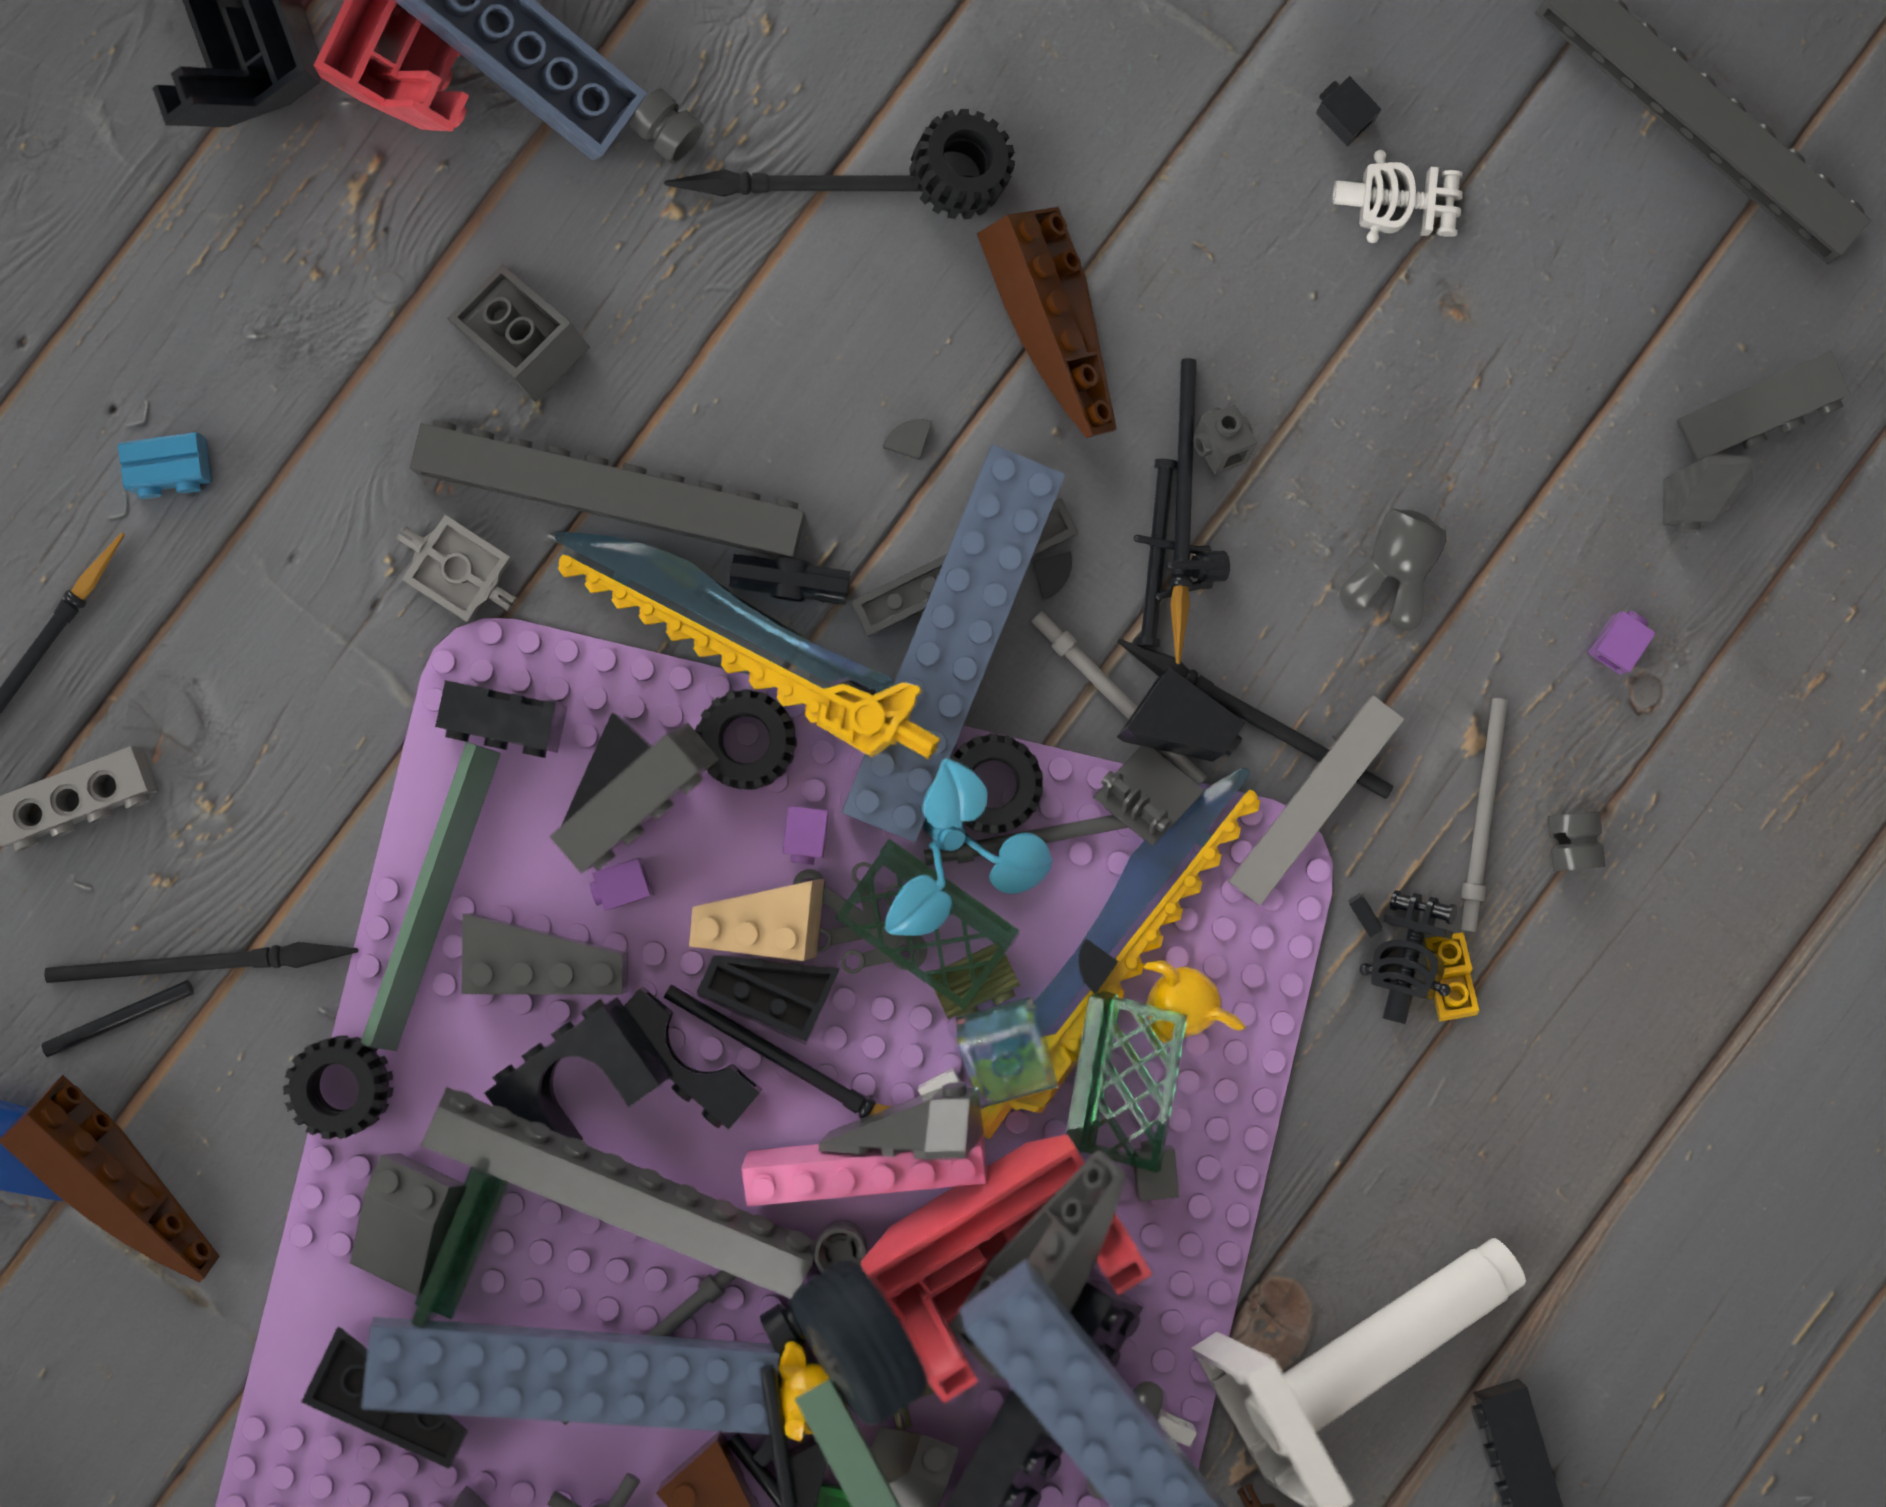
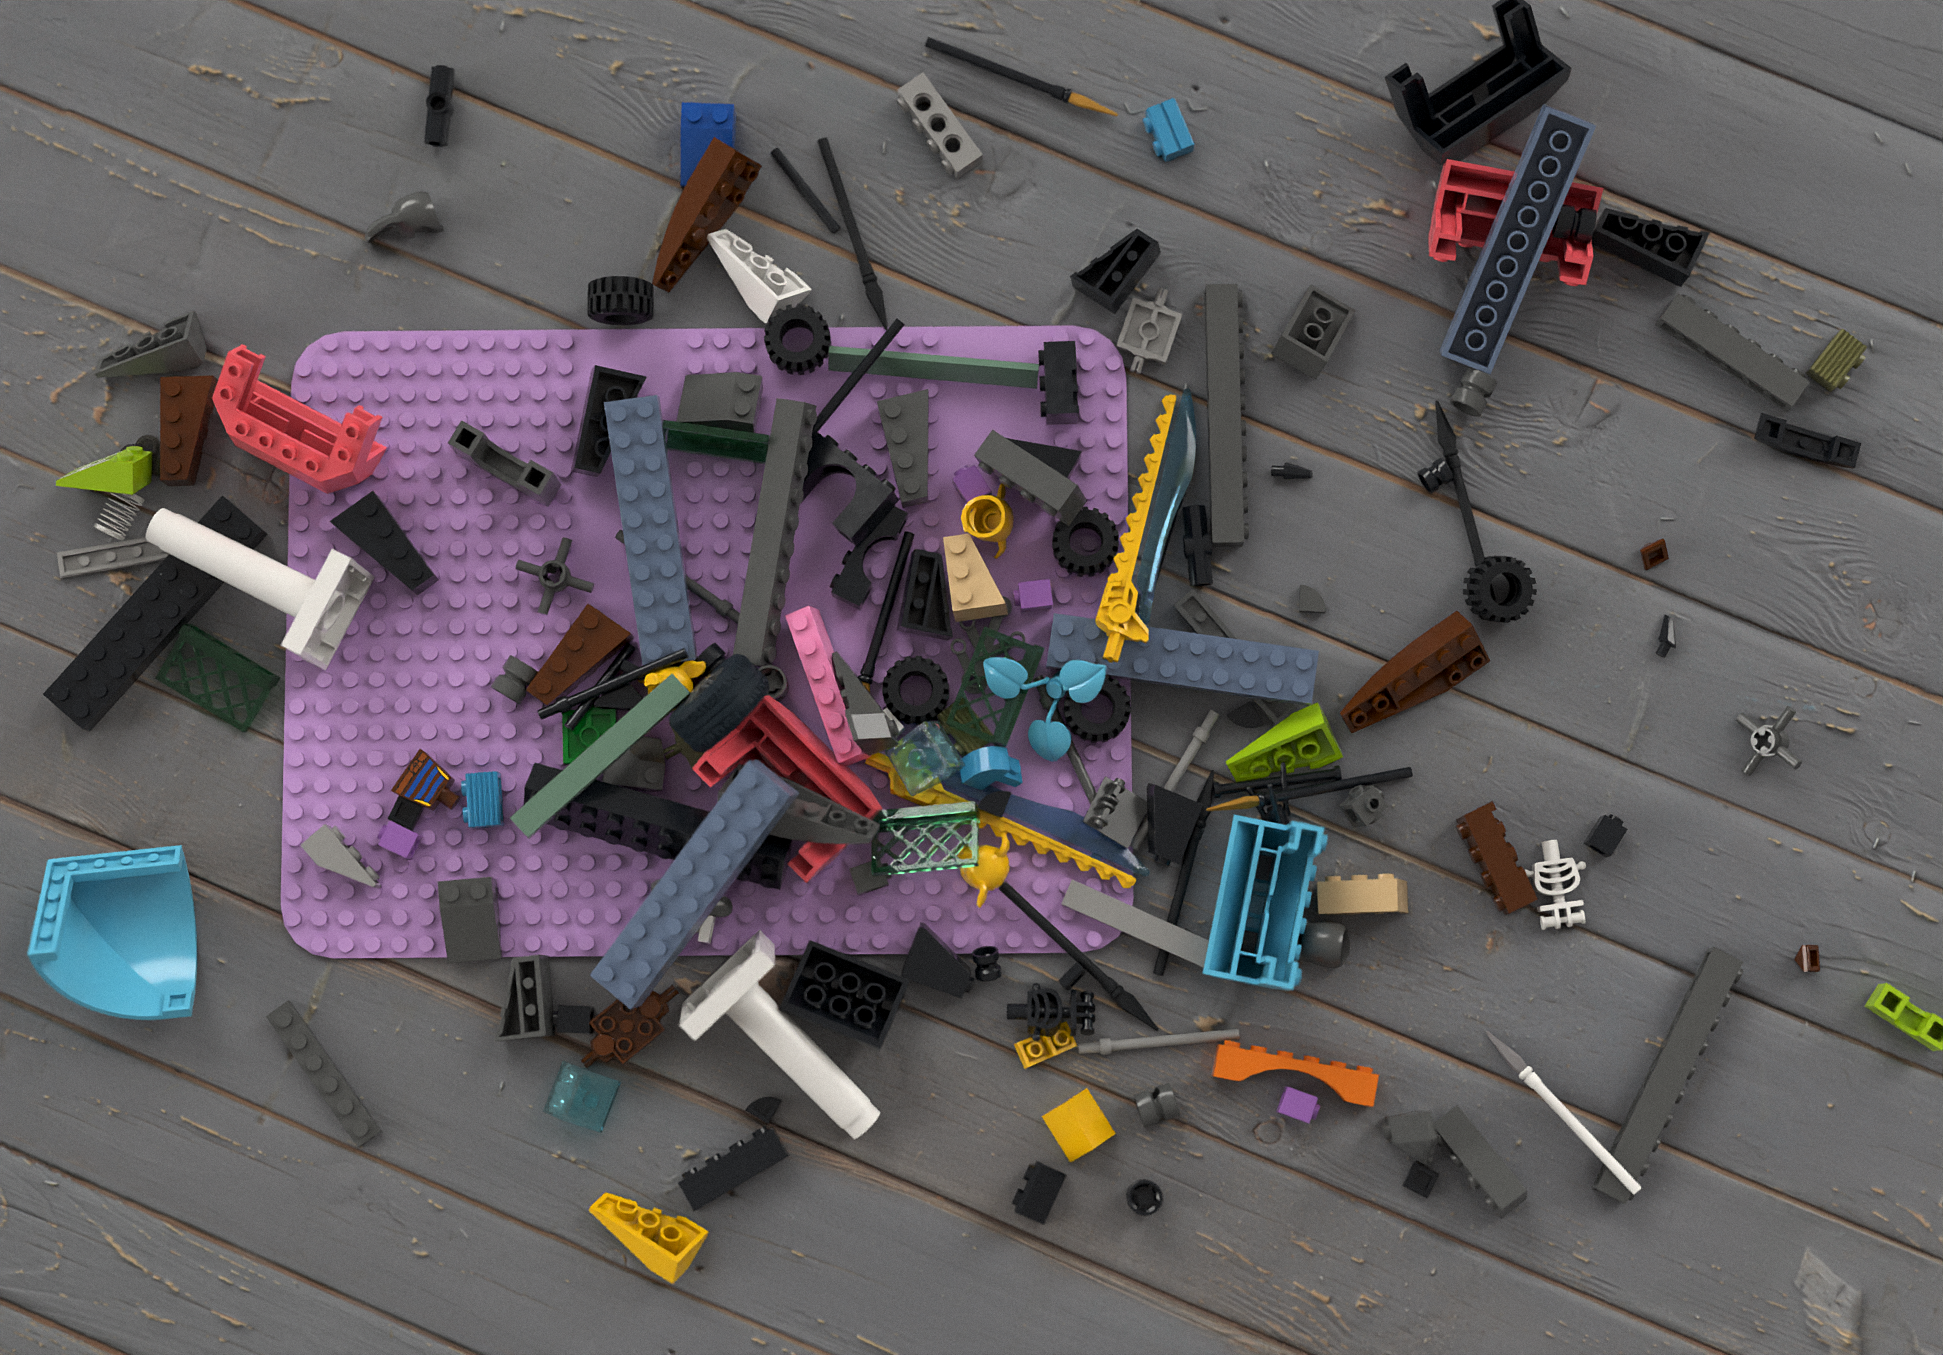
camera: 80 degrees right, 5 degrees down
(212, 1336) = (620, 300): none -> black tyre
(234, 1121) = (756, 278): none -> white wedge
(357, 591) = (1118, 271): none -> black wedge
(416, 1014) = (857, 374): none -> black piece
(678, 871) = (990, 519): none -> yellow piece
(715, 417) = (1291, 471): none -> black bar
(773, 212) = (1435, 475): none -> black wheel
(899, 1075) = (915, 667): none -> black tyre
(1040, 959) = (990, 765): none -> dark azure brick
(1108, 511) = (1297, 740): none -> lime wedge
(1304, 1105) = (936, 964): none -> black slope
(1316, 1032) = (986, 962): none -> black wheel
(1322, 1253) = (844, 995): none -> black slope
(1332, 610) = (1263, 906): none -> medium azure wedge
(1343, 272) = (1495, 859): none -> reddish brown wedge
(1352, 475) = (1362, 895): none -> tan wedge
(1415, 846) = (1125, 999): none -> black piece
(1444, 1400) = (764, 1108): none -> black tile
(1546, 707) = (1351, 1085): none -> orange arch
(1575, 957) = (1078, 1125): none -> yellow slope
(1661, 1039) = (1039, 1192): none -> black slope
(1669, 302) = (1534, 1082): none -> white piece
(1702, 891) = (1144, 1197): none -> black wheel
(1763, 497) = (1420, 1180): none -> black tile

